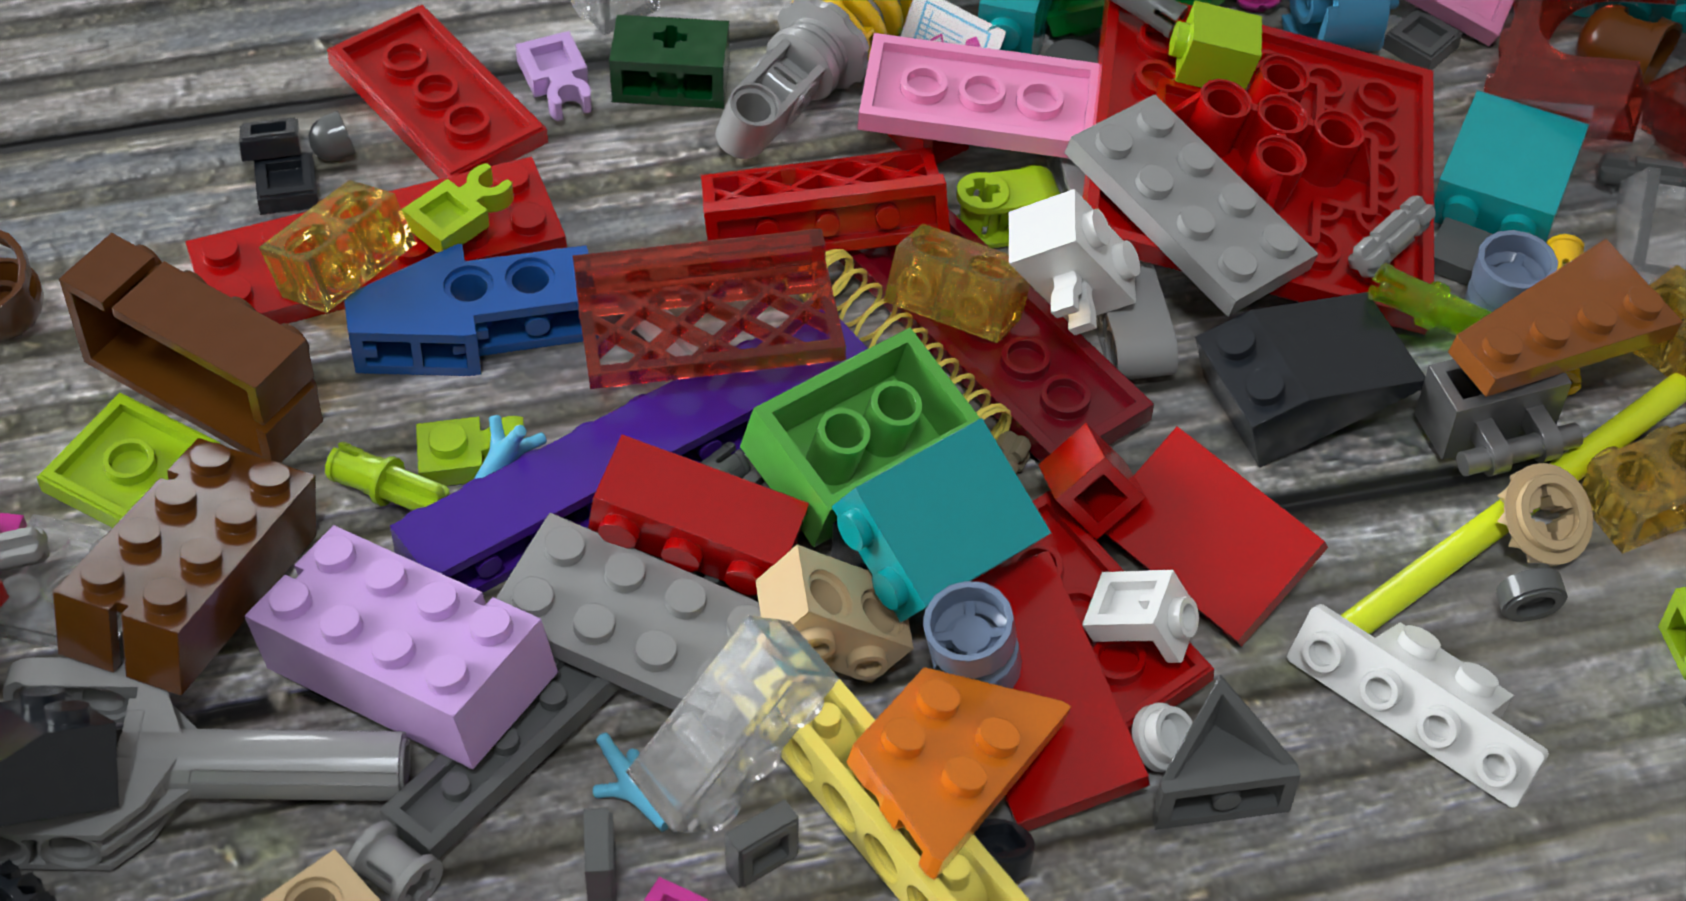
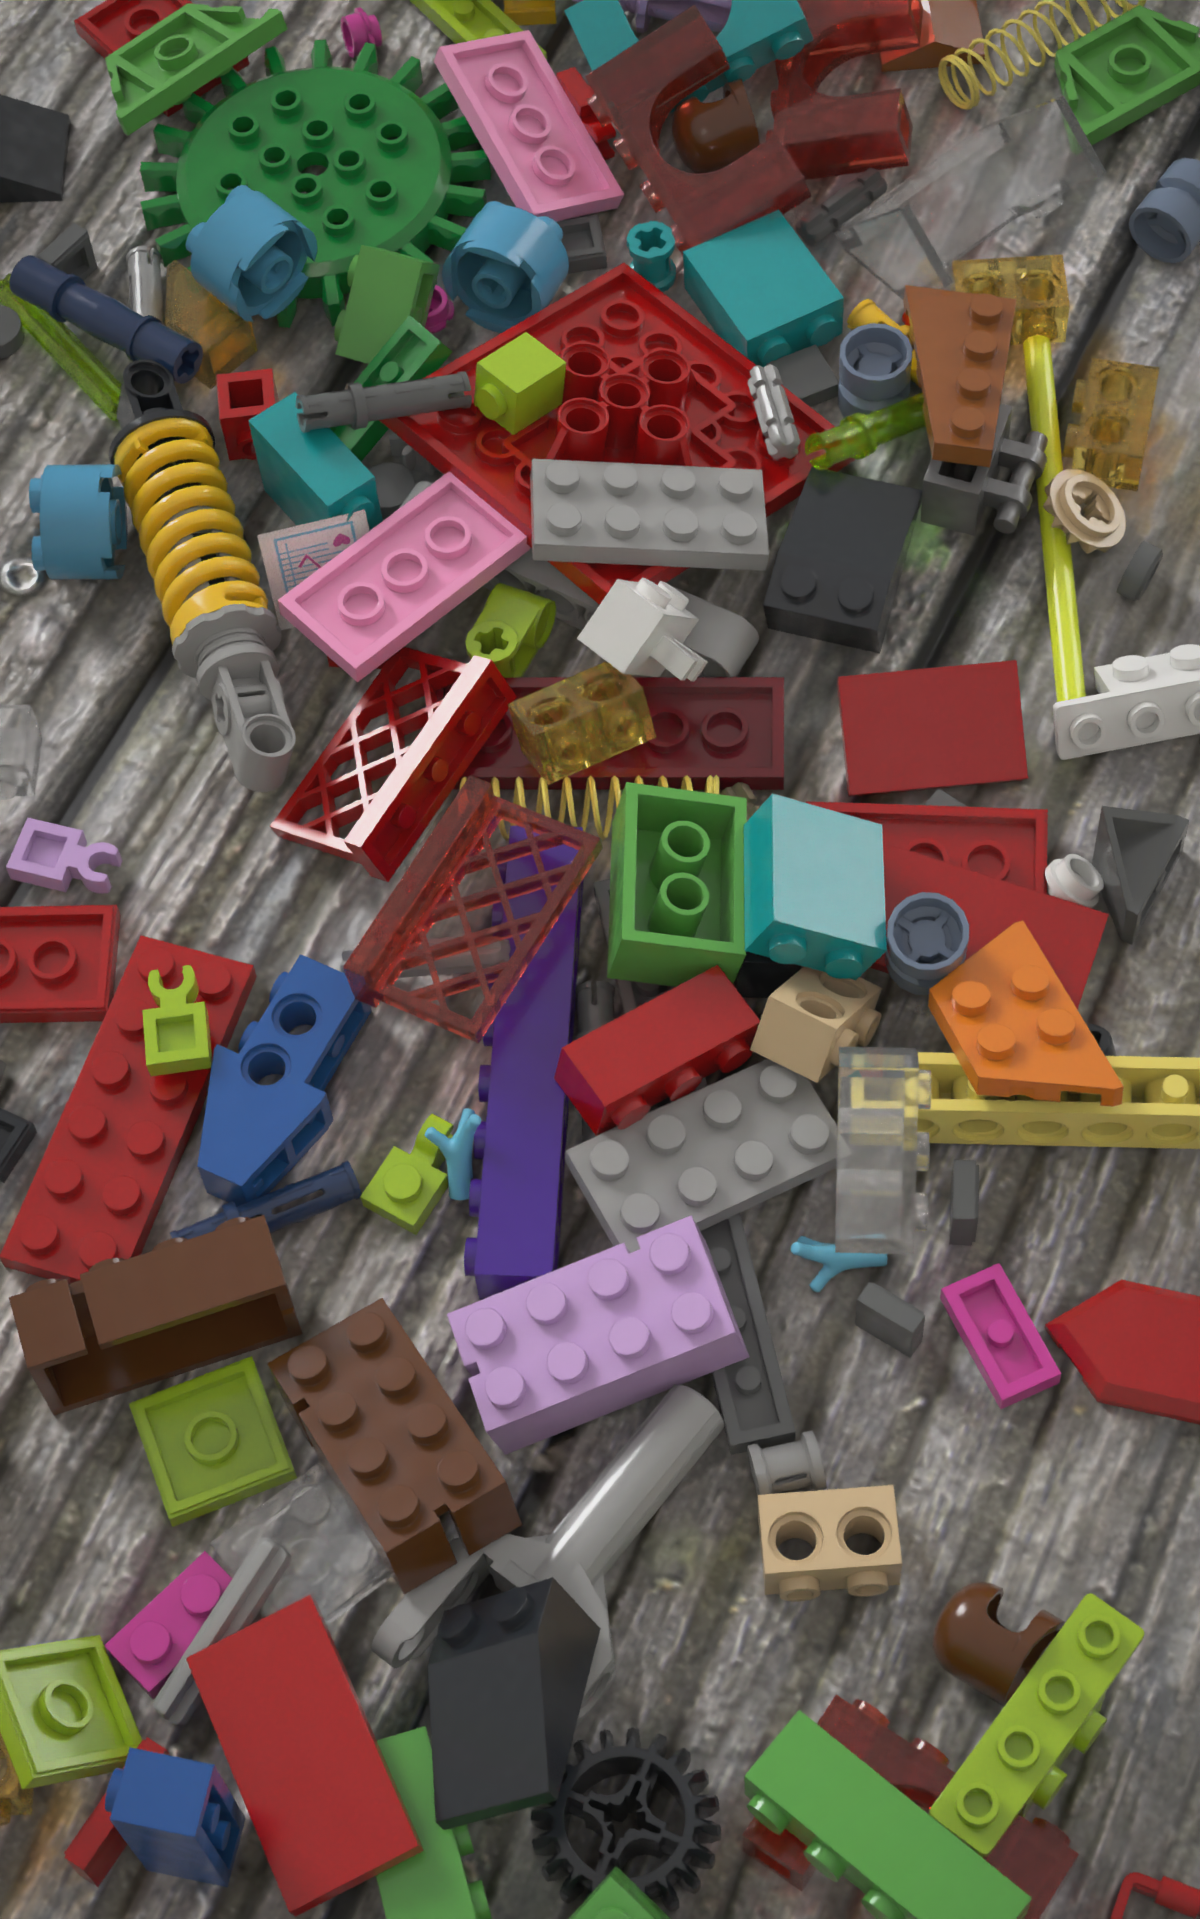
camera: 45 degrees left, 10 degrees up
(337, 245) = (149, 1136): clear yellow brick -> none
(381, 478) = (402, 1253): lime axle -> none
(410, 403) = (337, 1185): none -> dark blue pin
(669, 61) = (129, 765): dark green brick -> none
(1091, 481) = (830, 767): red brick -> none
(1143, 608) = (976, 817): white bracket -> none
(1458, 83) = (651, 250): none -> teal bush

